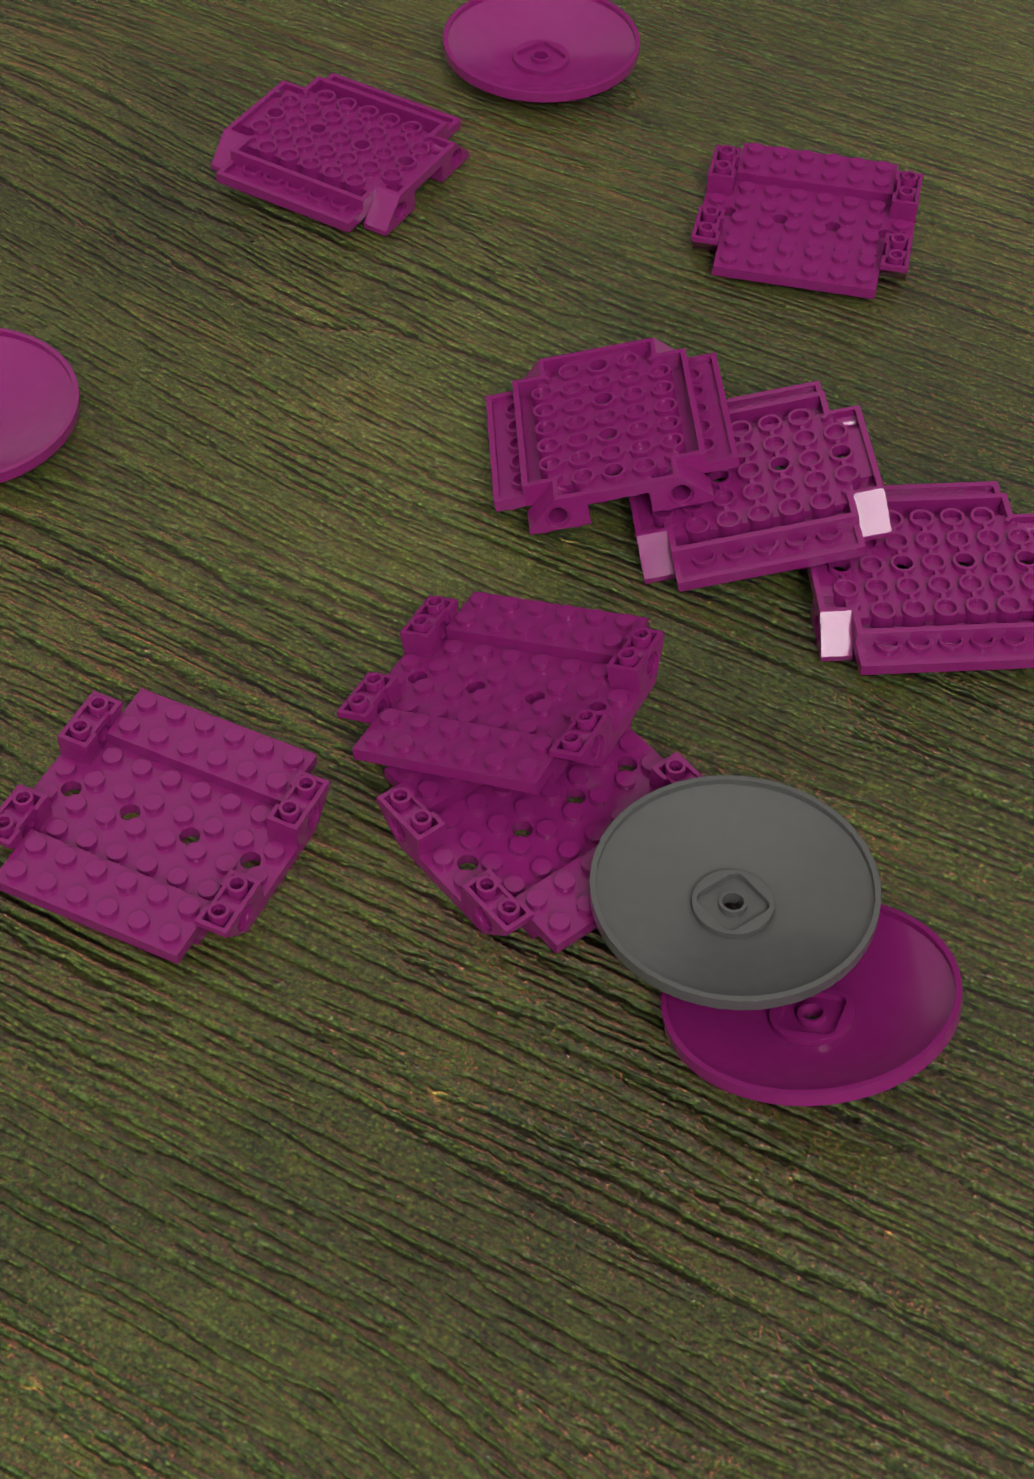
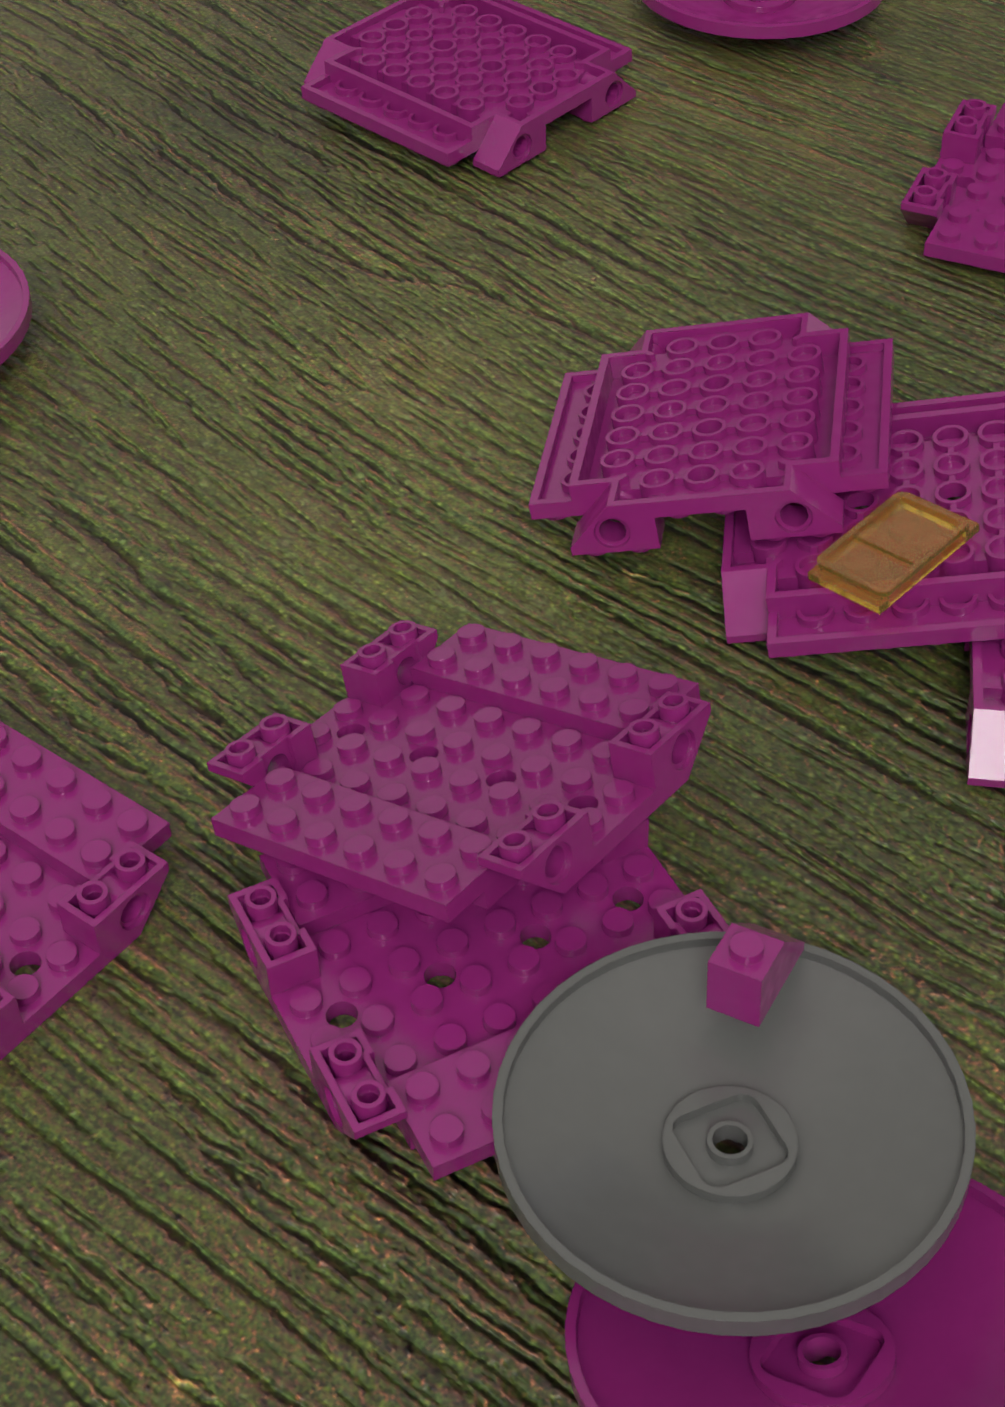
camera: 15 degrees right, 5 degrees down
(727, 799) = (749, 971): none -> magenta slope
(749, 510) = (891, 550): none -> clear yellow piece

